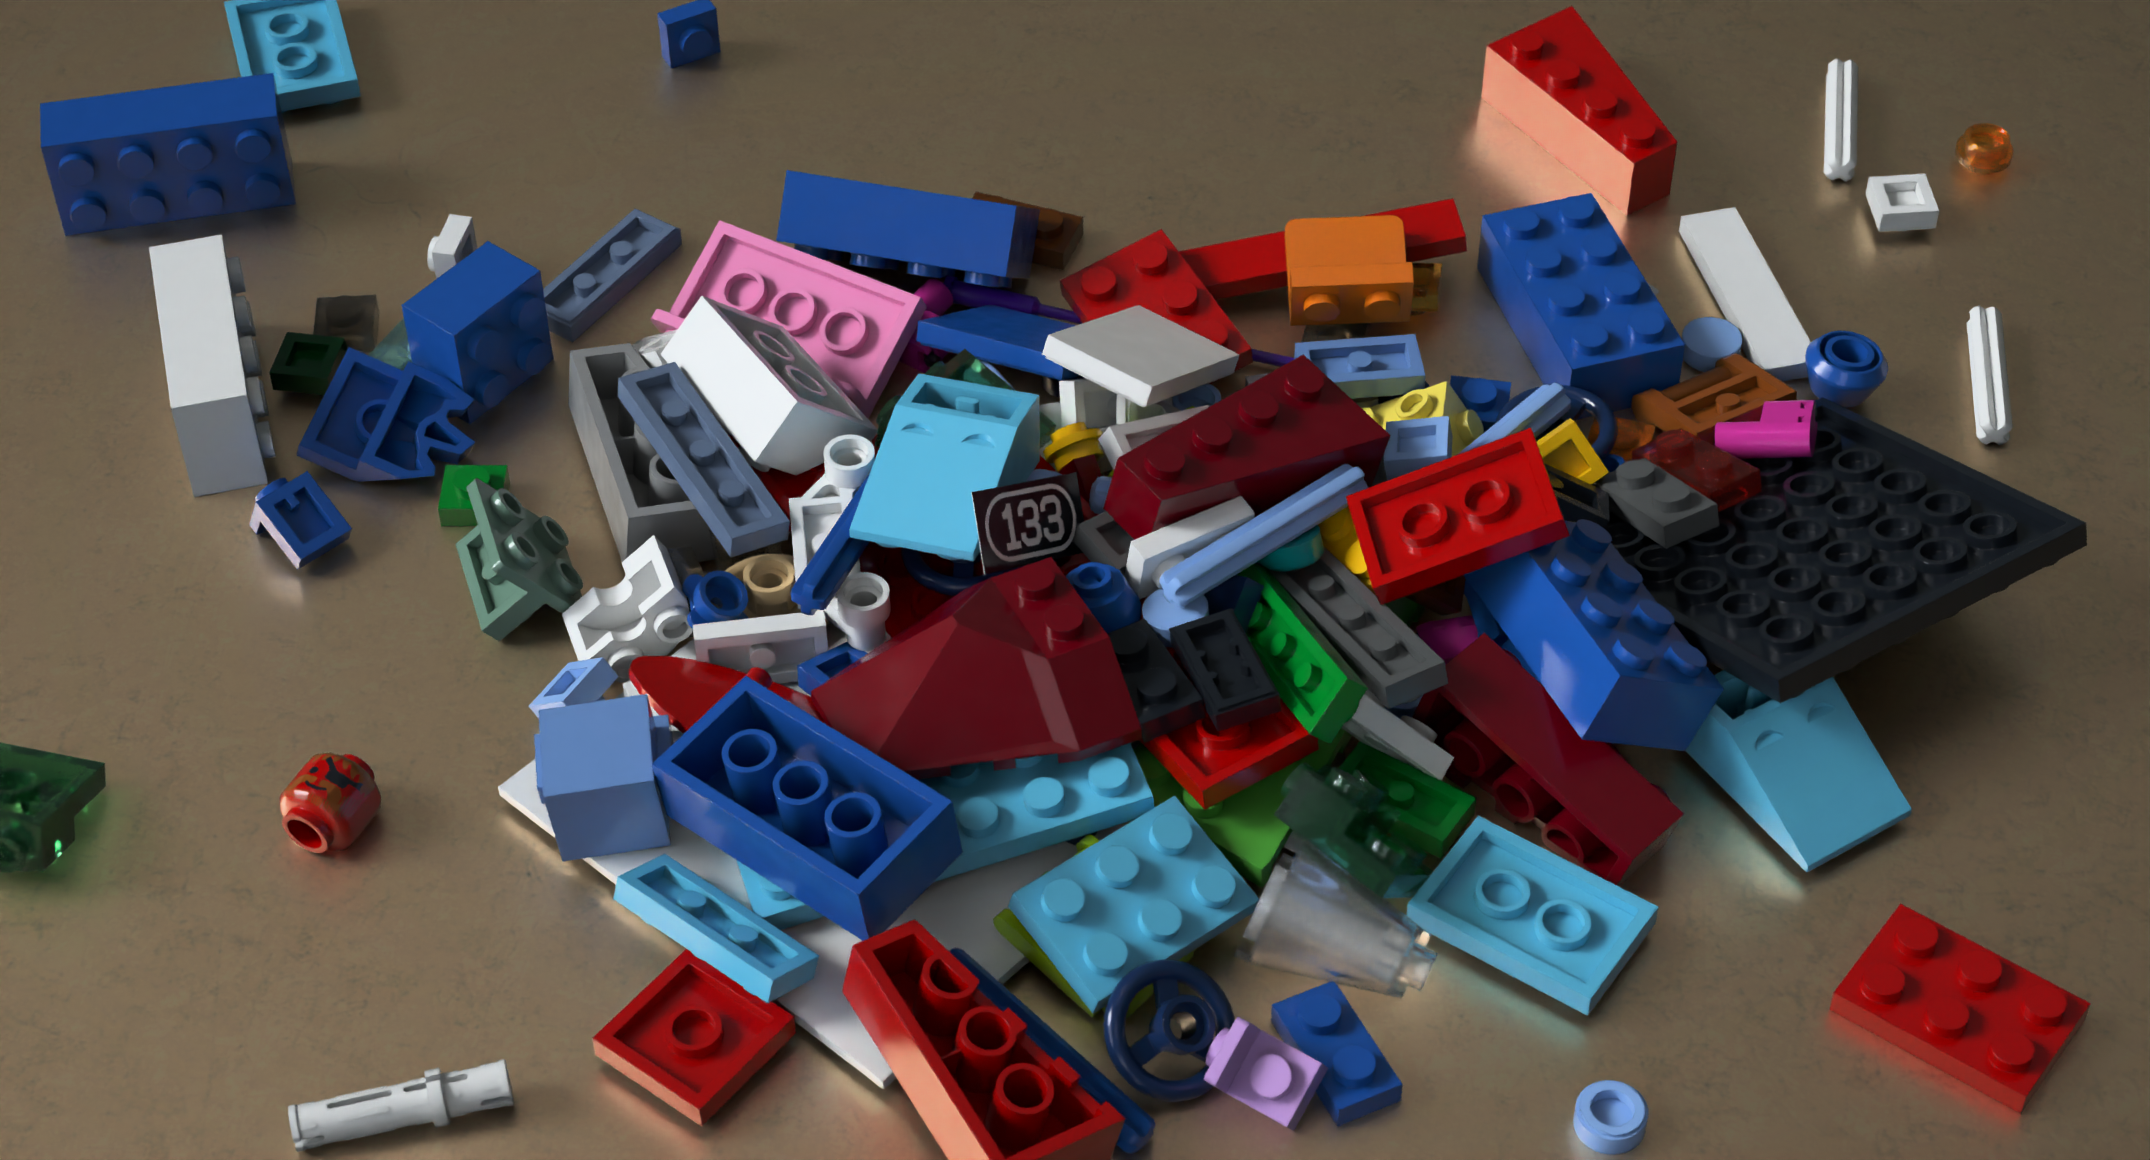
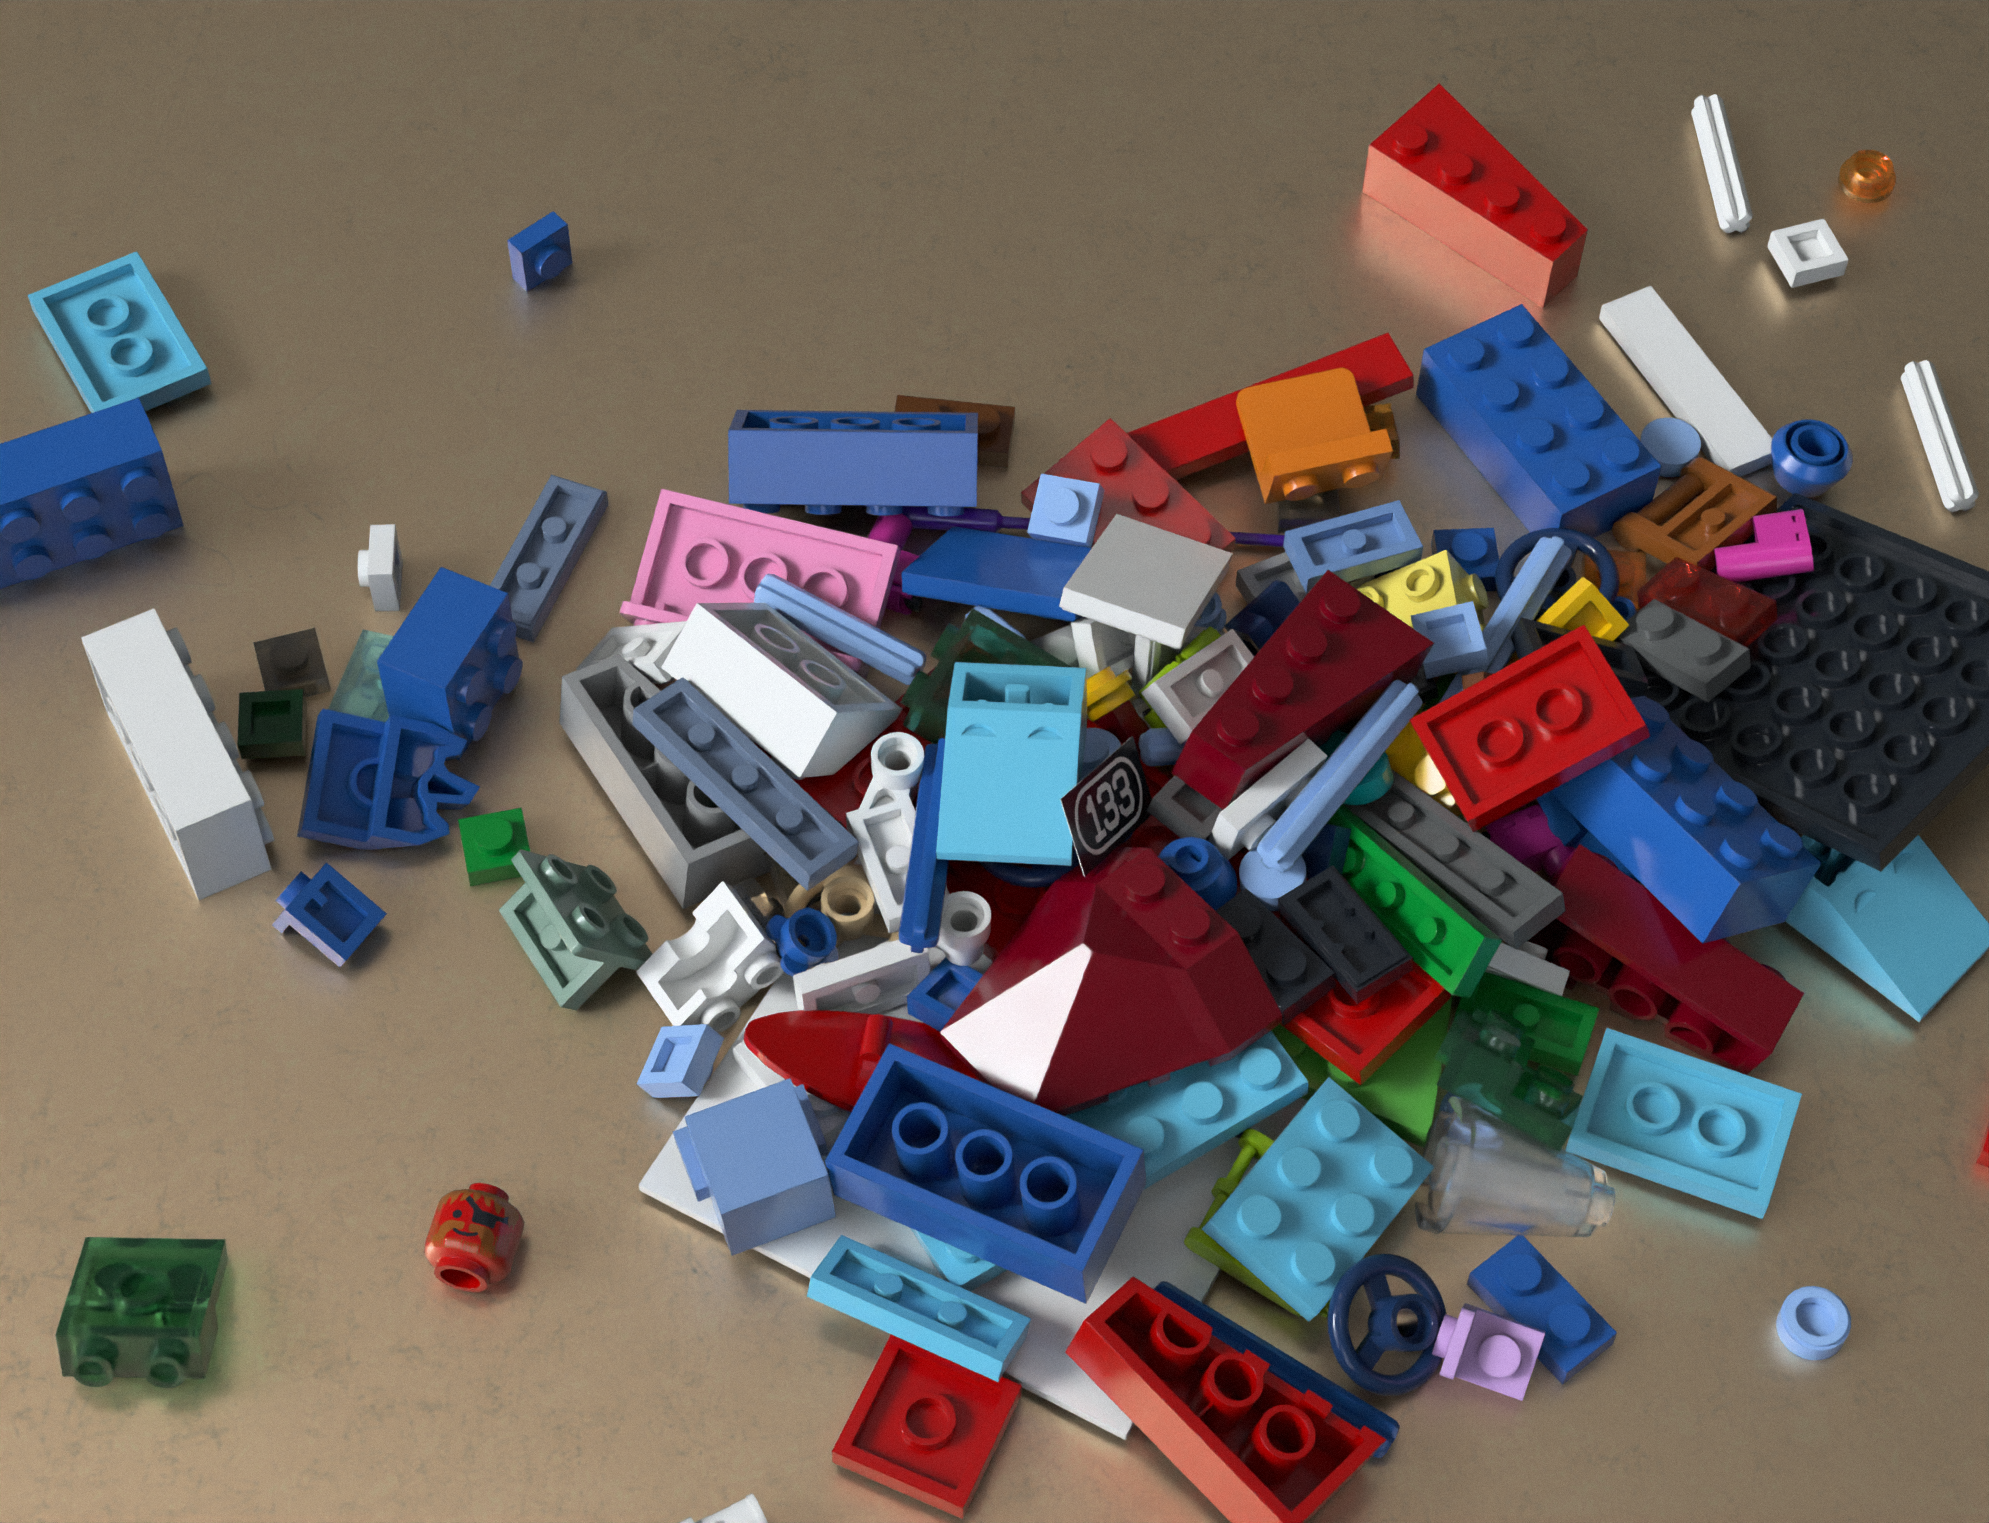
camera: 15 degrees left, 10 degrees up
(840, 355) = (841, 629): none -> light blue axle
(1091, 293) = (1065, 510): none -> light blue plate

